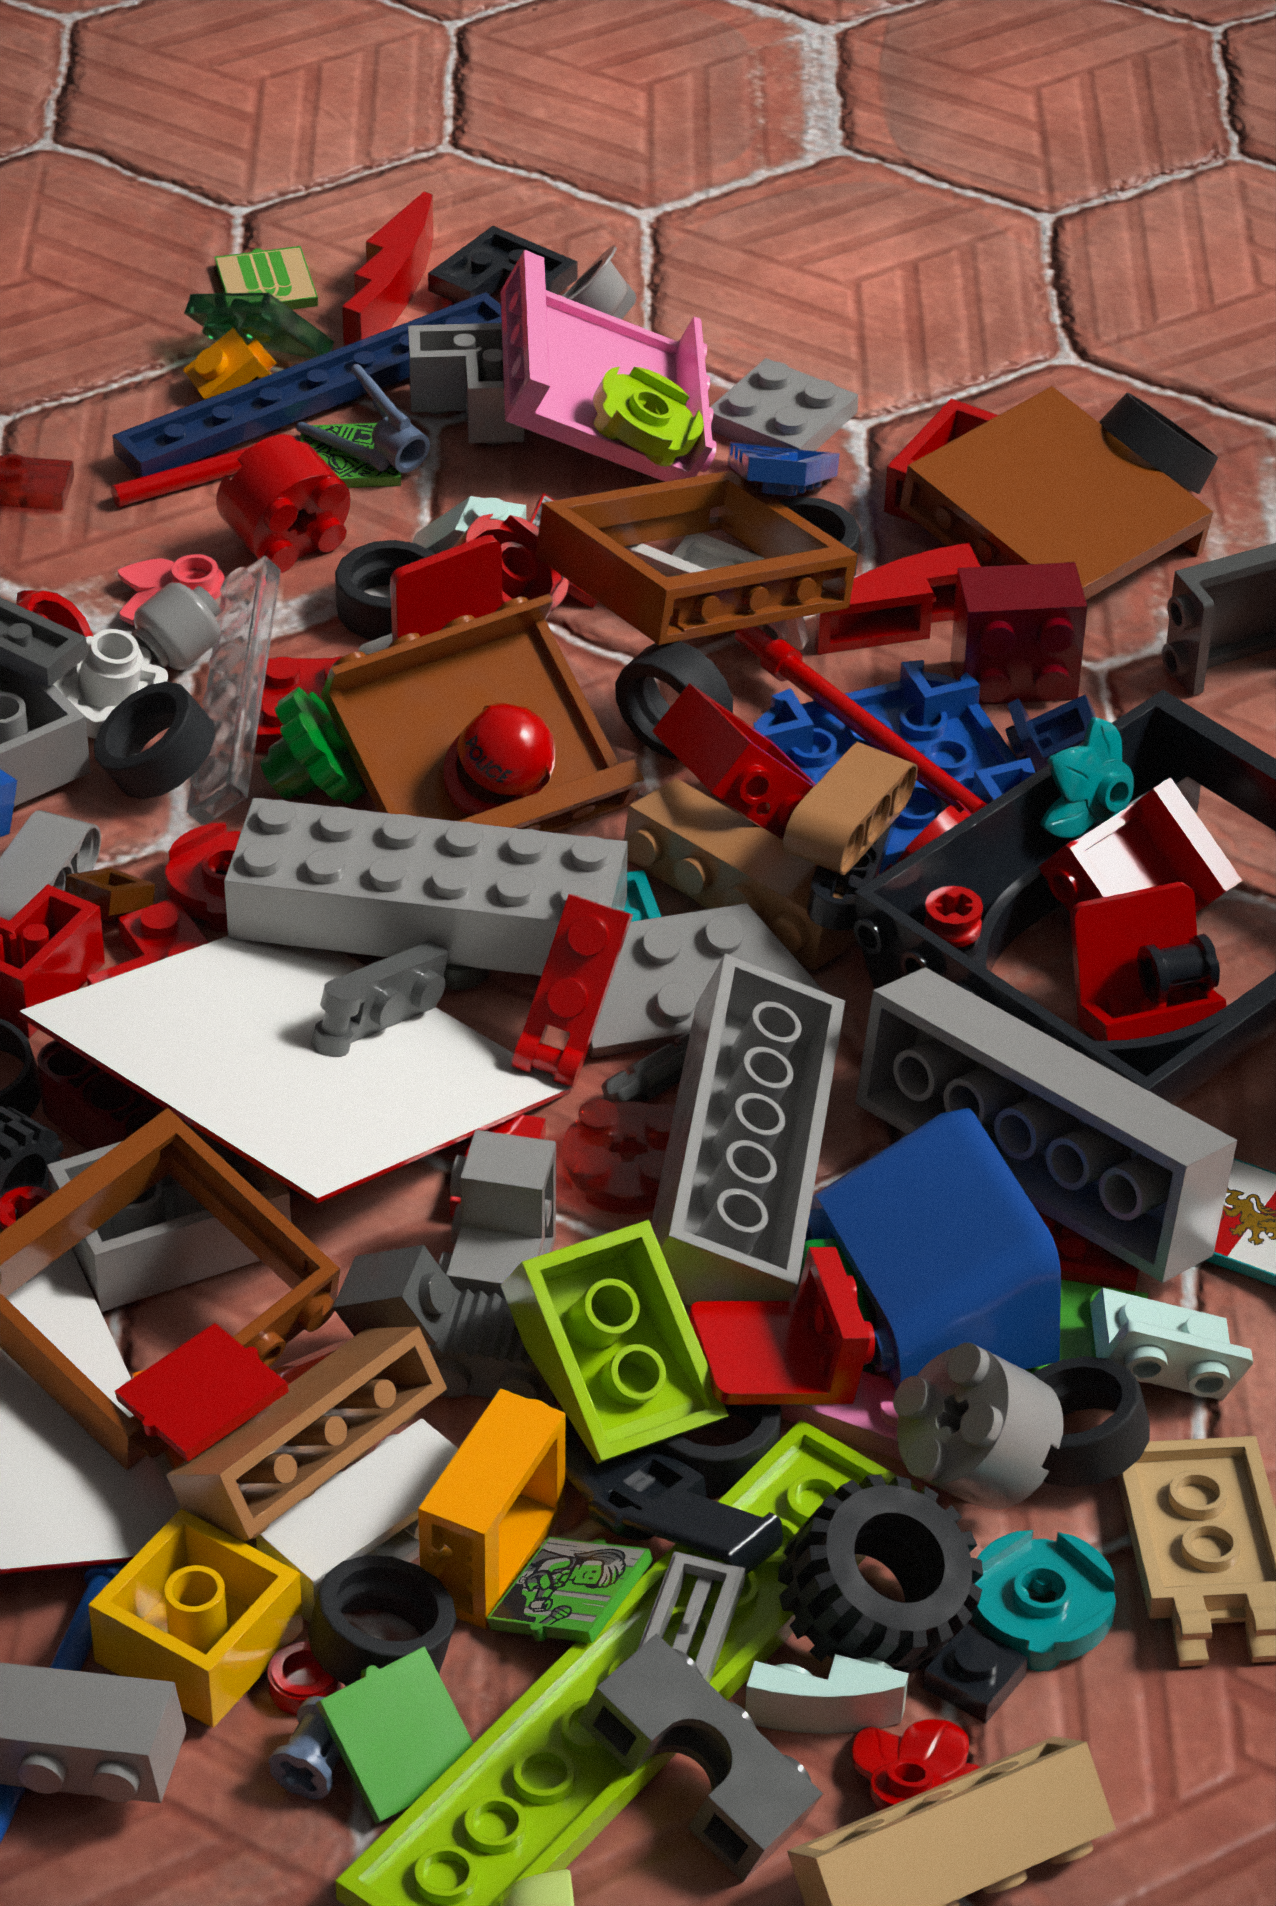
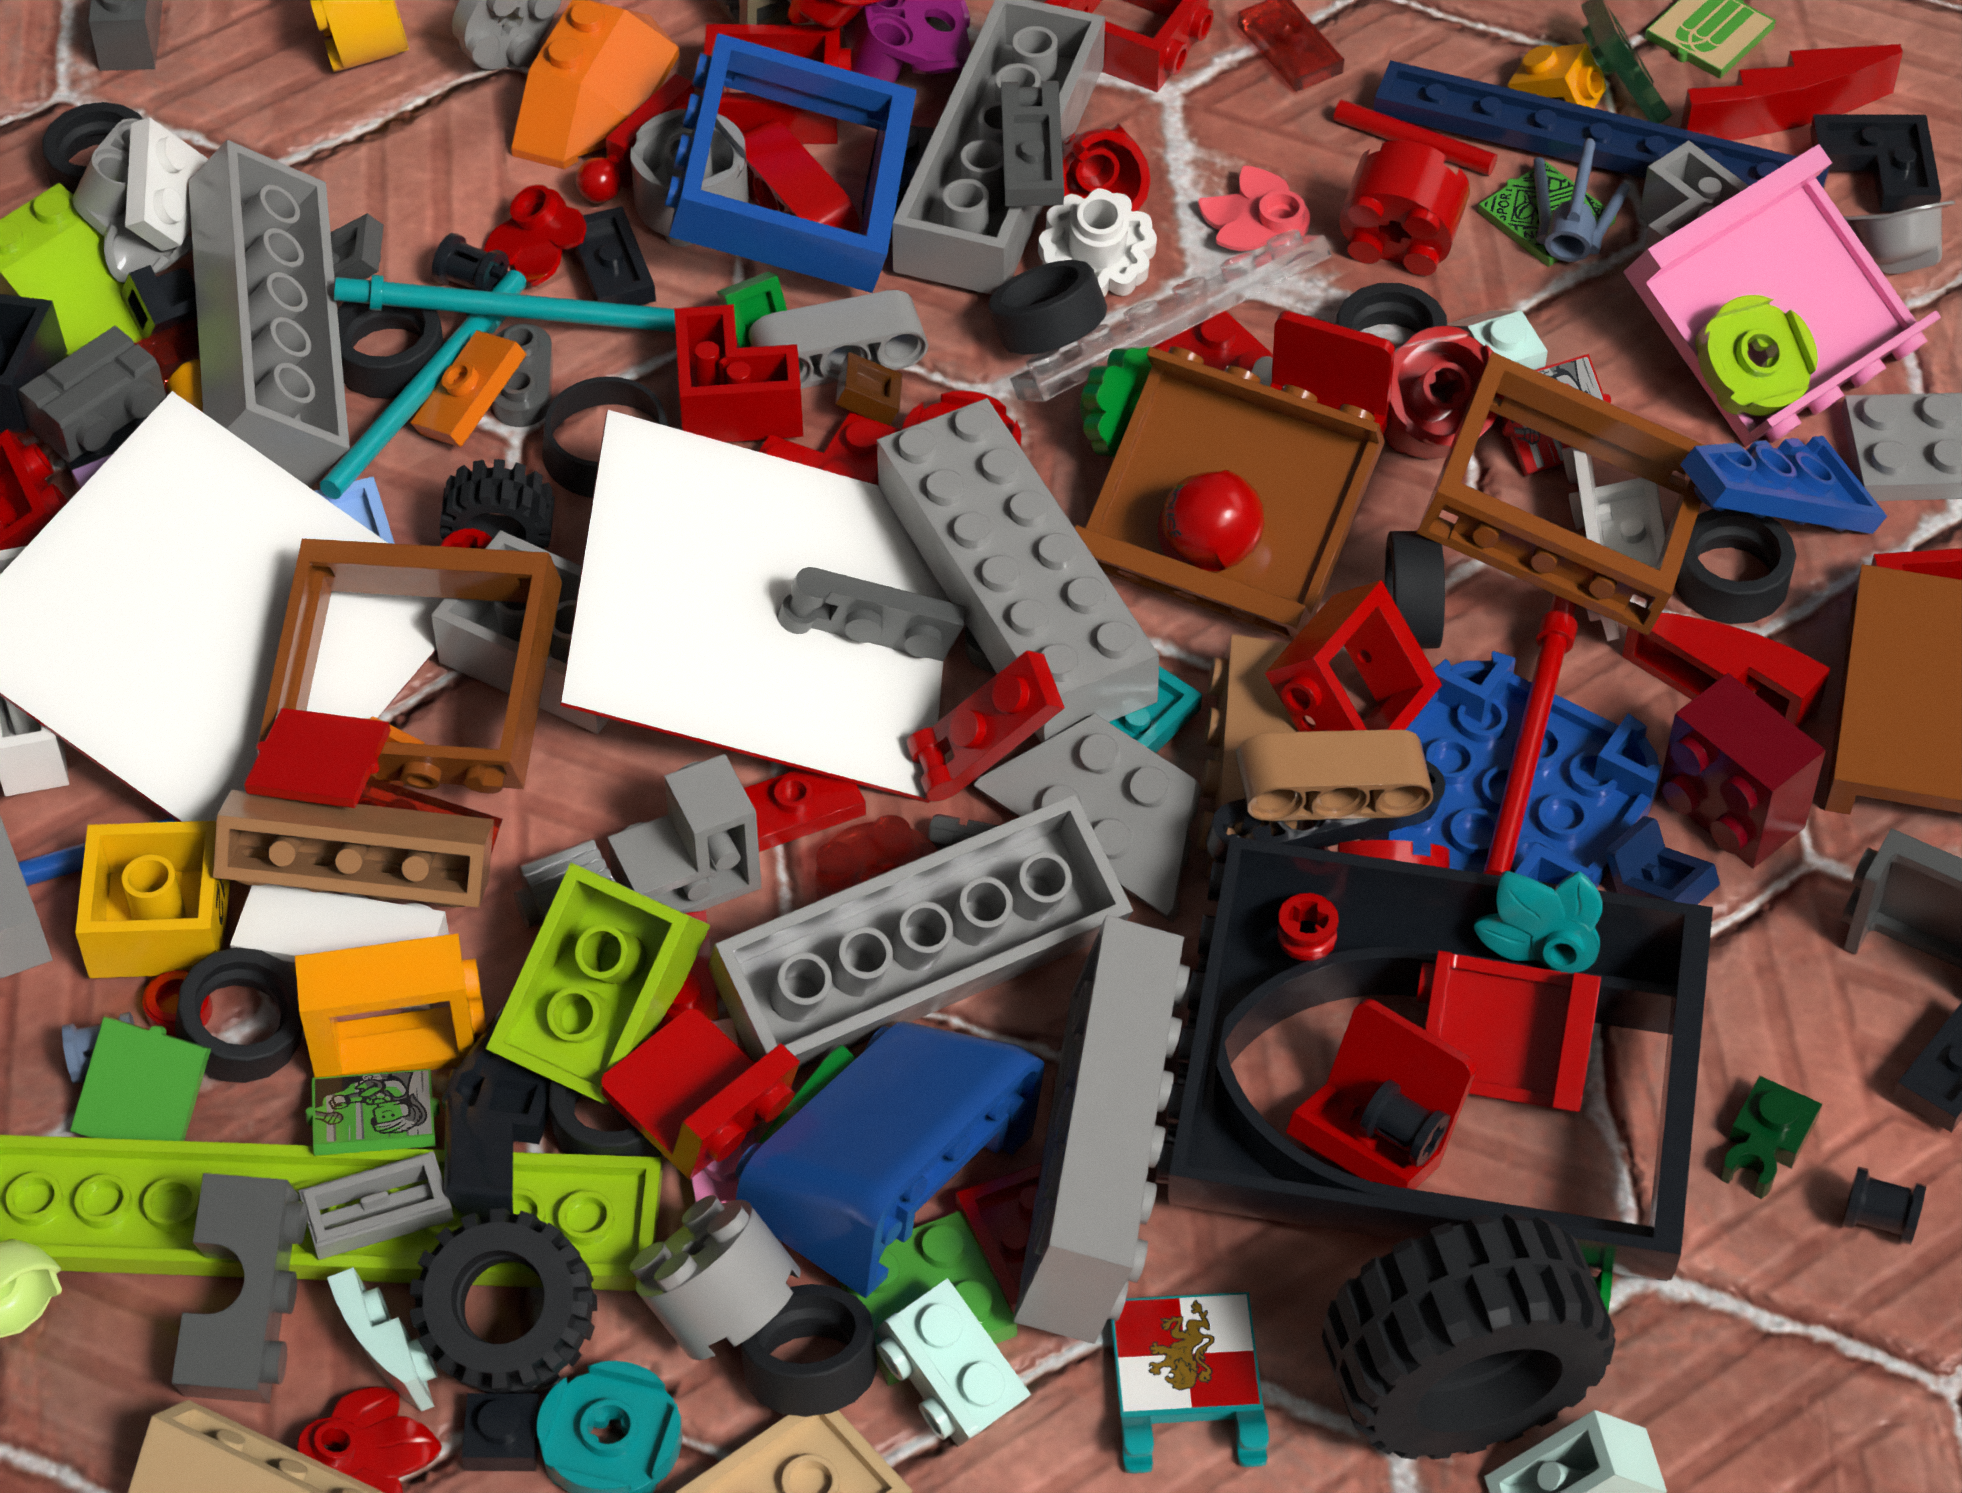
camera: 55 degrees right, 10 degrees up
(177, 625) = (1195, 237): light grey head -> none
(396, 1291) = (539, 819): dark grey brick -> none

